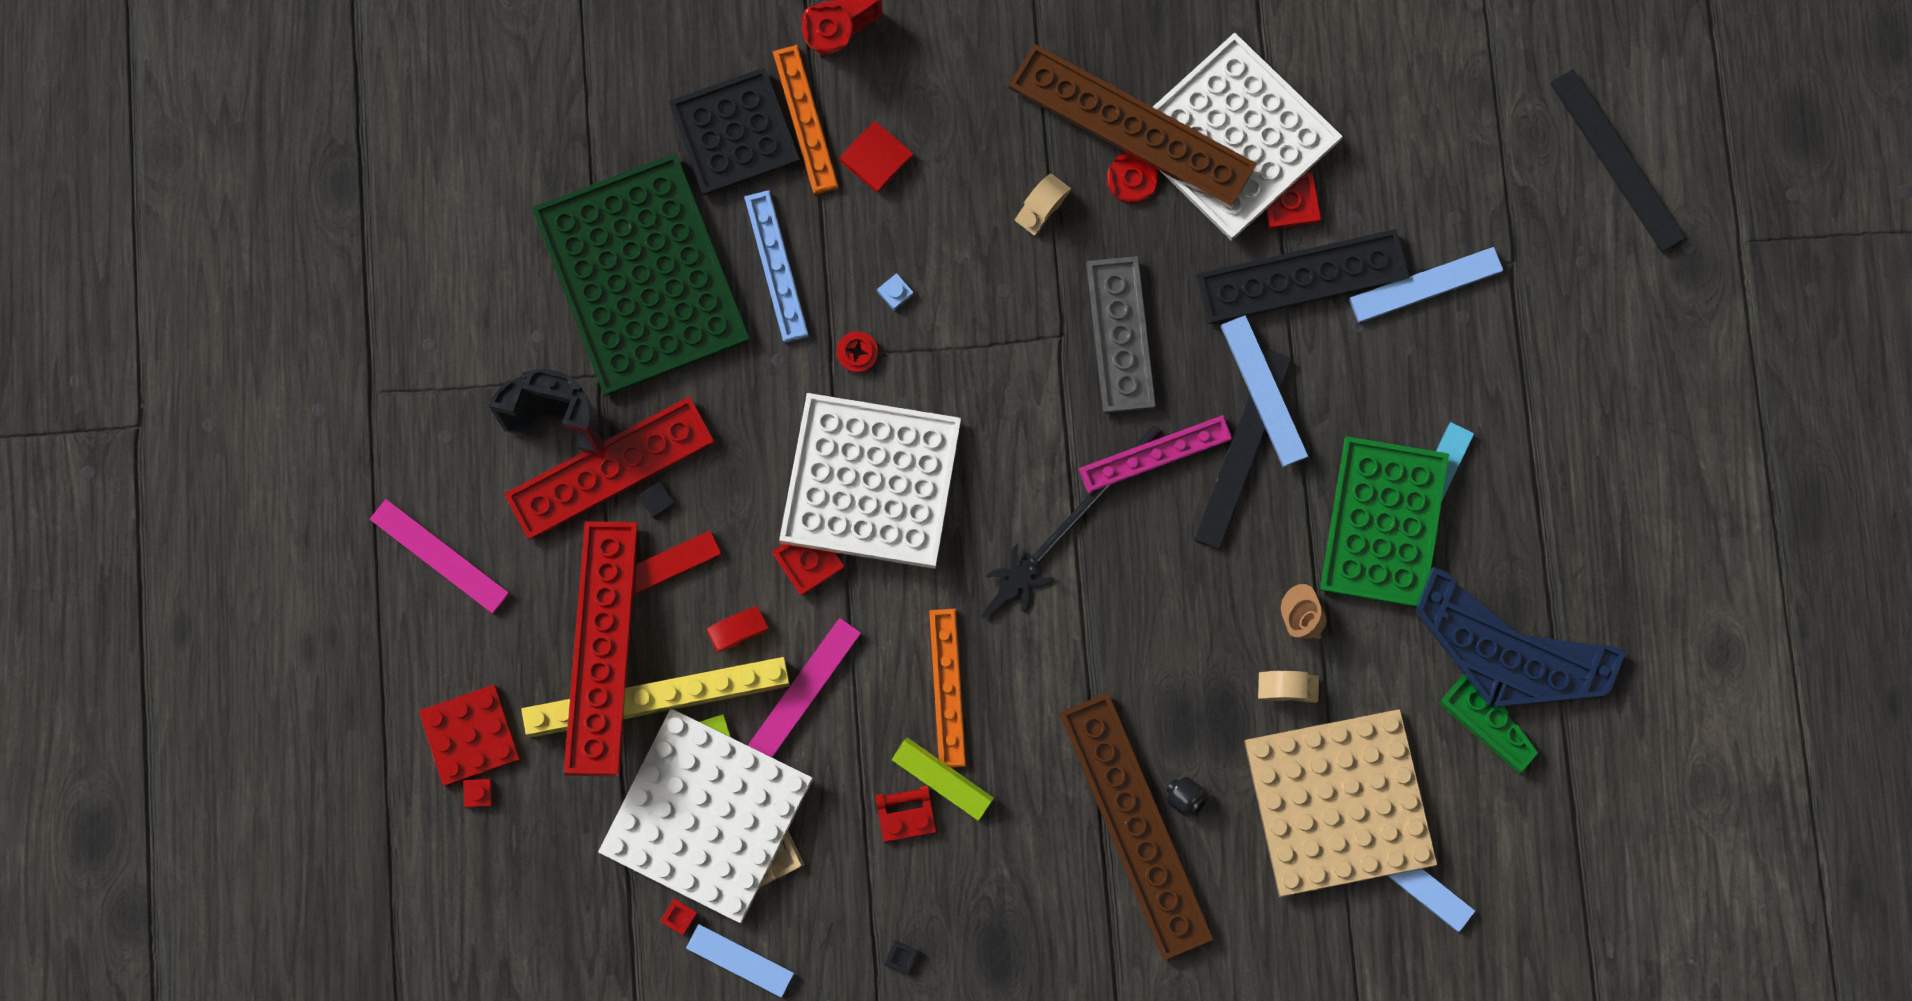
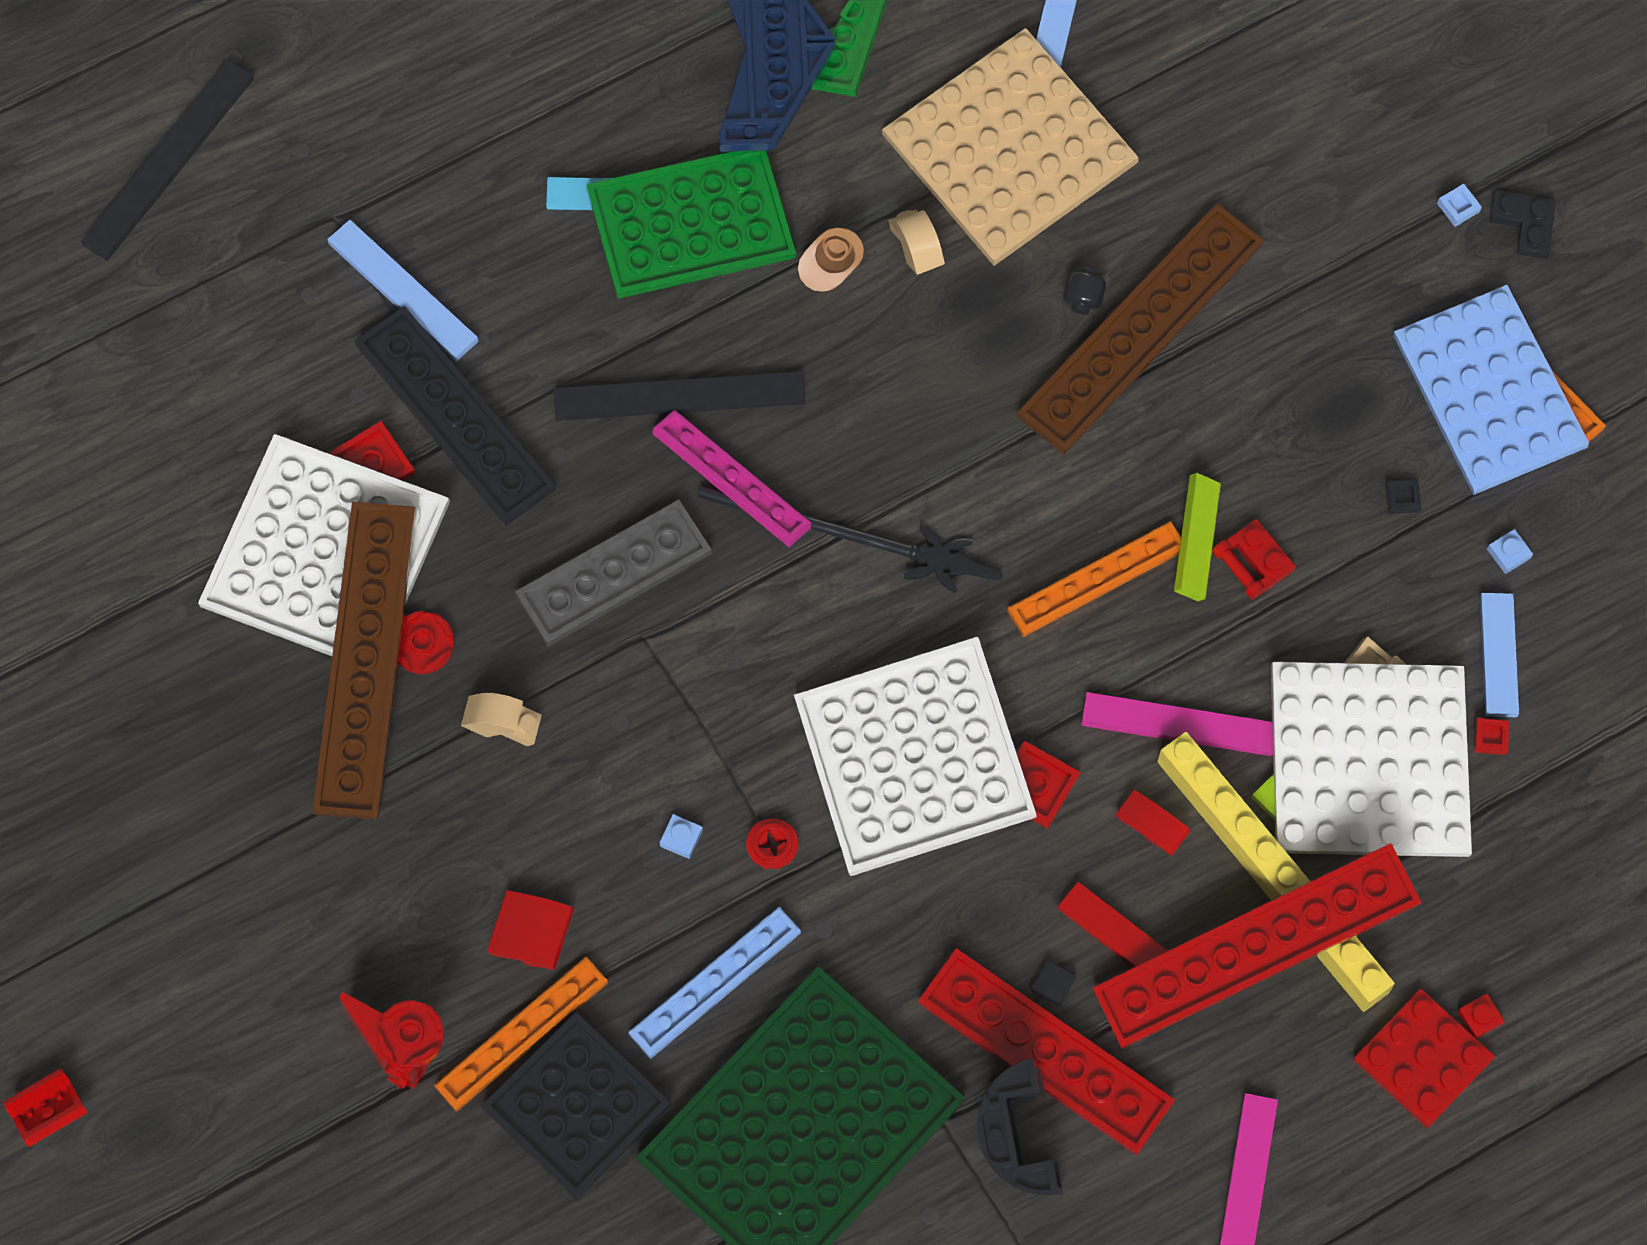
camera: 115 degrees left, 10 degrees down
(1264, 391) = (605, 397): light blue tile -> none

